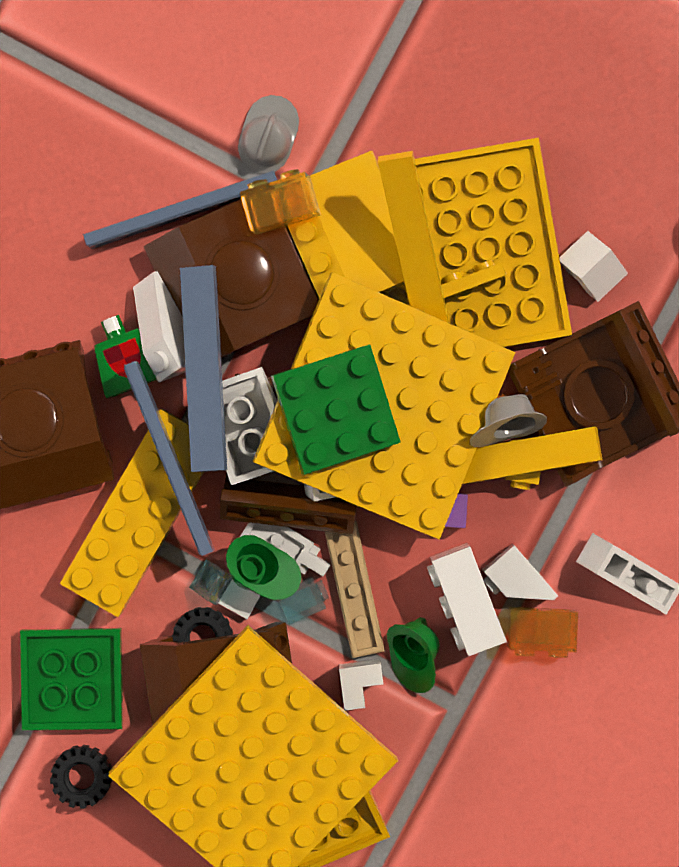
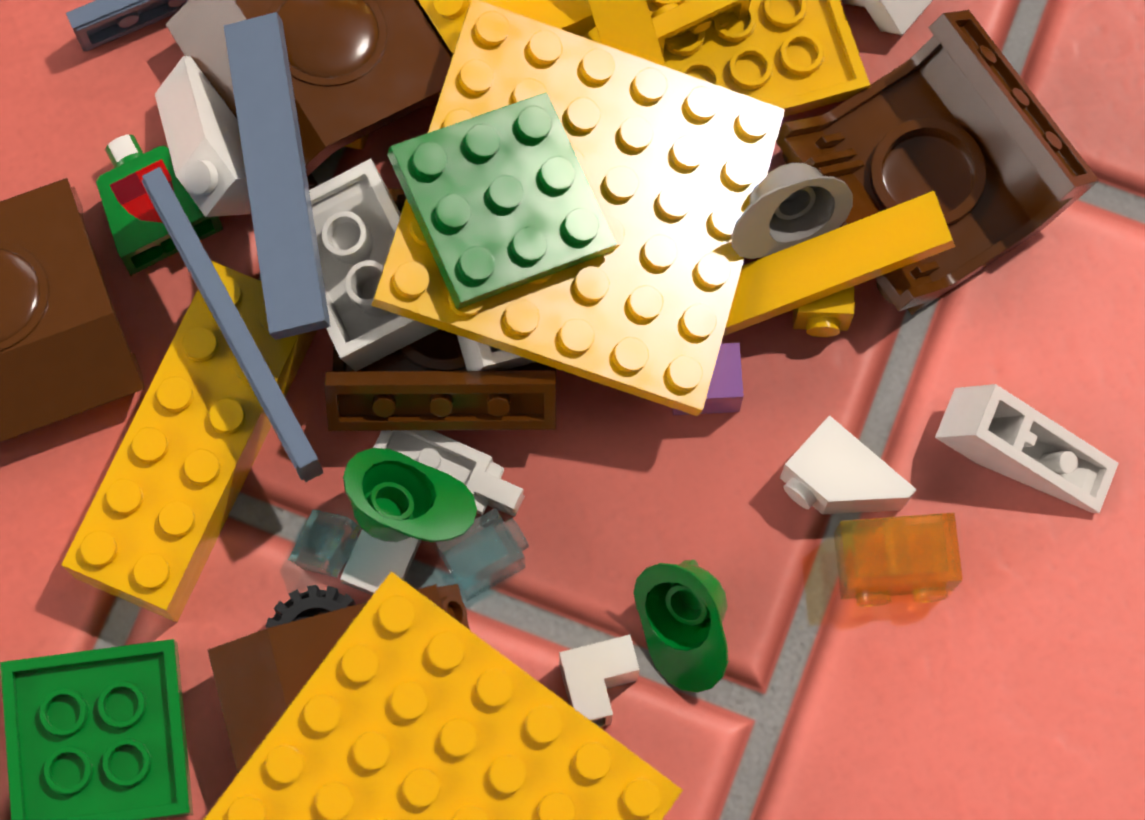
camera: 10 degrees left, 15 degrees down
(355, 593) = (570, 535): tan tile -> none
(466, 600) = (762, 512): white brick -> none

